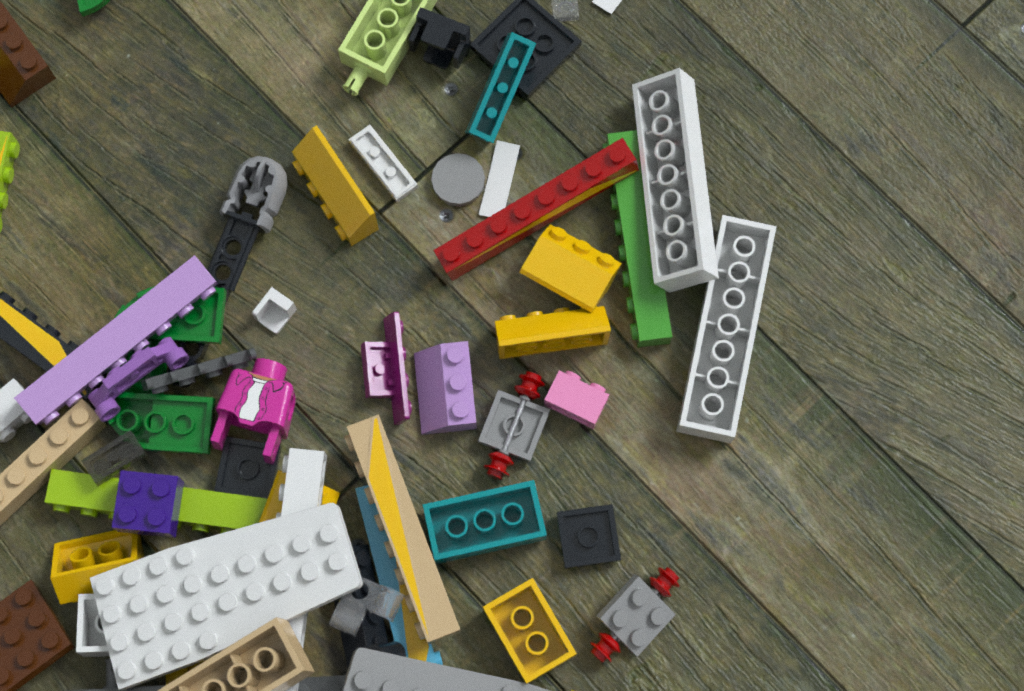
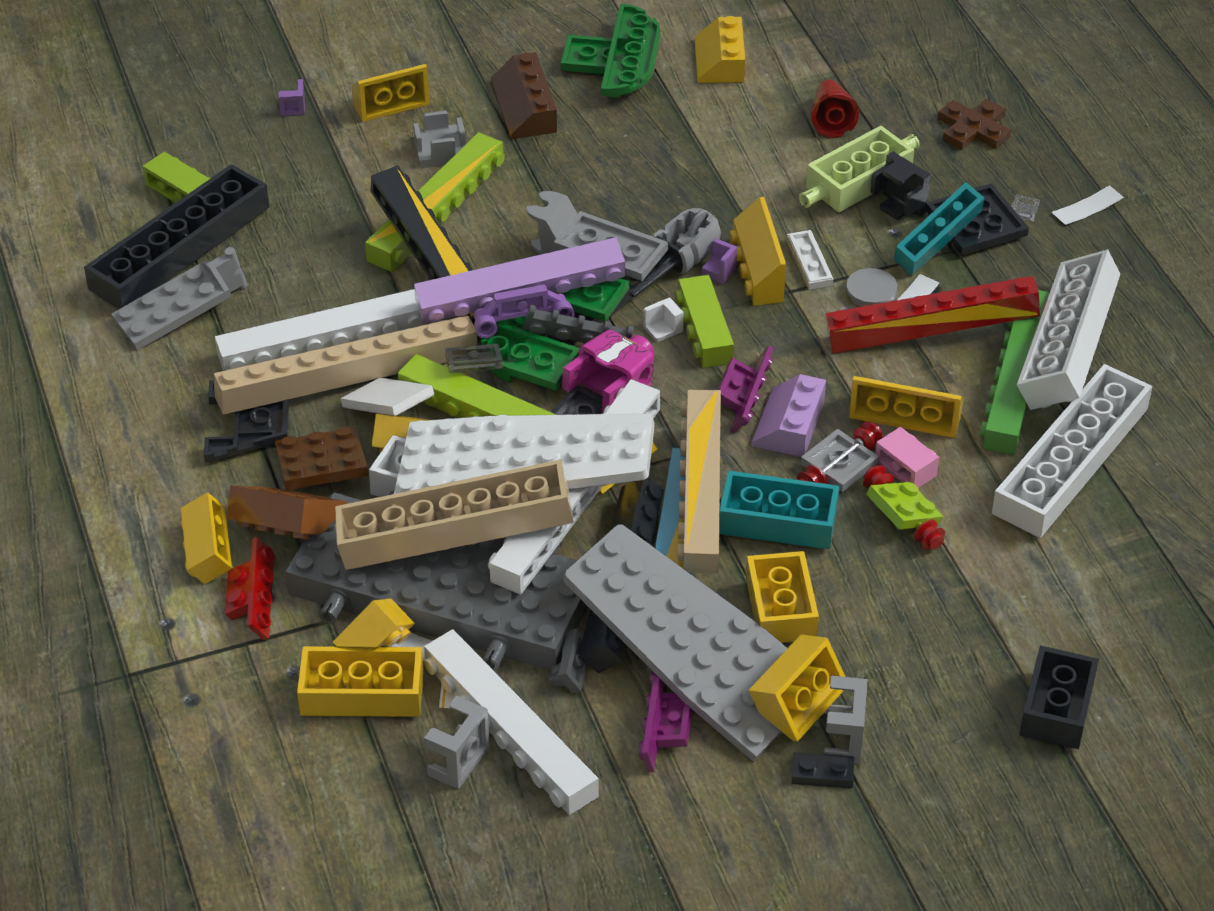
camera: 25 degrees right, 30 degrees down
(47, 537) = (387, 396): none -> white tile
(148, 504) = (486, 389): dark purple brick -> none
(165, 238) = (564, 228): none -> light grey hinge
(299, 208) = (722, 262): none -> medium lavender panel
(316, 296) = (704, 321): none -> lime brick
(351, 611) = (643, 503): clear piece -> none
(570, 267) = (947, 362): yellow slope -> none
(588, 536) = (871, 556): black plate -> none
(596, 462) = (905, 506): none -> lime plate
(635, 615) = (888, 623): light grey plate -> none
(818, 643) = (1059, 697): none -> black brick

